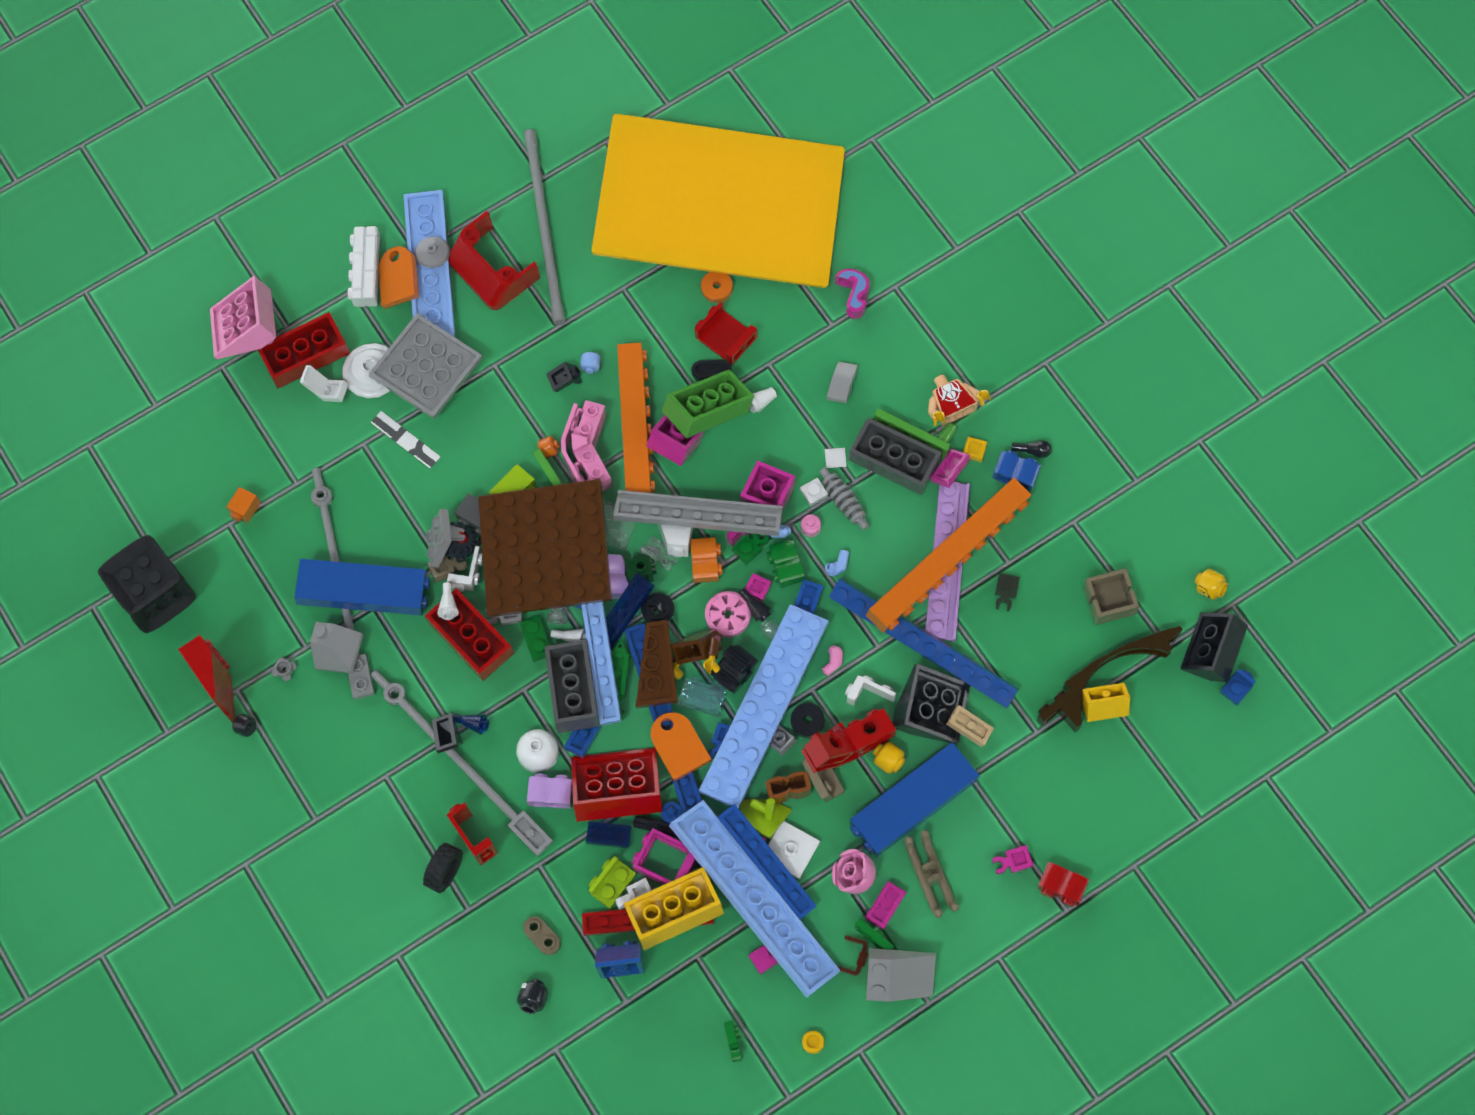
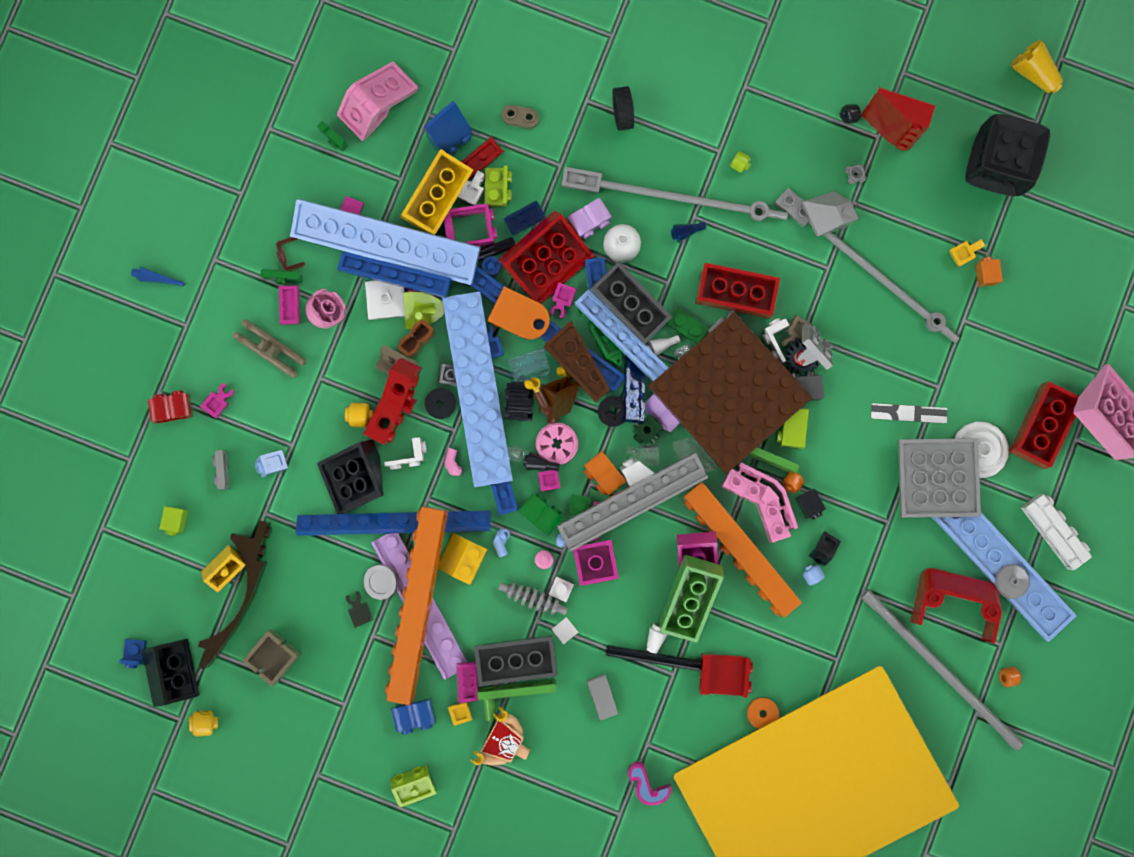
camera: 140 degrees right, 15 degrees up
(51, 649) = (1038, 67): none -> yellow cone
(249, 536) = (964, 252): none -> yellow plate
(322, 387) = (1006, 407): white bracket -> none
(361, 587) = (847, 270): blue brick -> none
(375, 749) = (740, 162): none -> lime piece
(397, 278) = (1022, 540): orange tile -> none
(446, 733) = (696, 206): black slope -> none
(447, 607) = (767, 294): white cone -> none
(484, 850) = (623, 140): red panel -> none
(494, 185) = (1010, 676): none -> orange piece
(532, 996) = (494, 69): black head -> none
(547, 419) = (810, 504): none -> black brick
(626, 738) = (563, 296): none -> dark pink plate
(665, 1044) = (371, 98): none -> bright pink bracket
(707, 368) = (714, 636): black tile -> none
(770, 381) = (648, 657): none -> black axle
(813, 1042) = (277, 175): yellow tile -> none
(881, 569) = (462, 558): none -> yellow slope
(899, 975) = (244, 258): light grey slope -> none
(913, 800) = (319, 395): blue brick -> none
(969, 600) = (380, 582): none -> light grey piece
(970, 726) = (314, 480): tan plate -> none
(1001, 769) = (270, 463): none -> light blue bracket
(1004, 1029) = (149, 276): none -> blue piece
(1038, 448) = (410, 747): black piece -> none
(1047, 801) = (221, 478): none -> light grey plate
(1056, 417) = (412, 786): none -> lime bracket
(1125, 778) = (173, 520): none -> lime brick

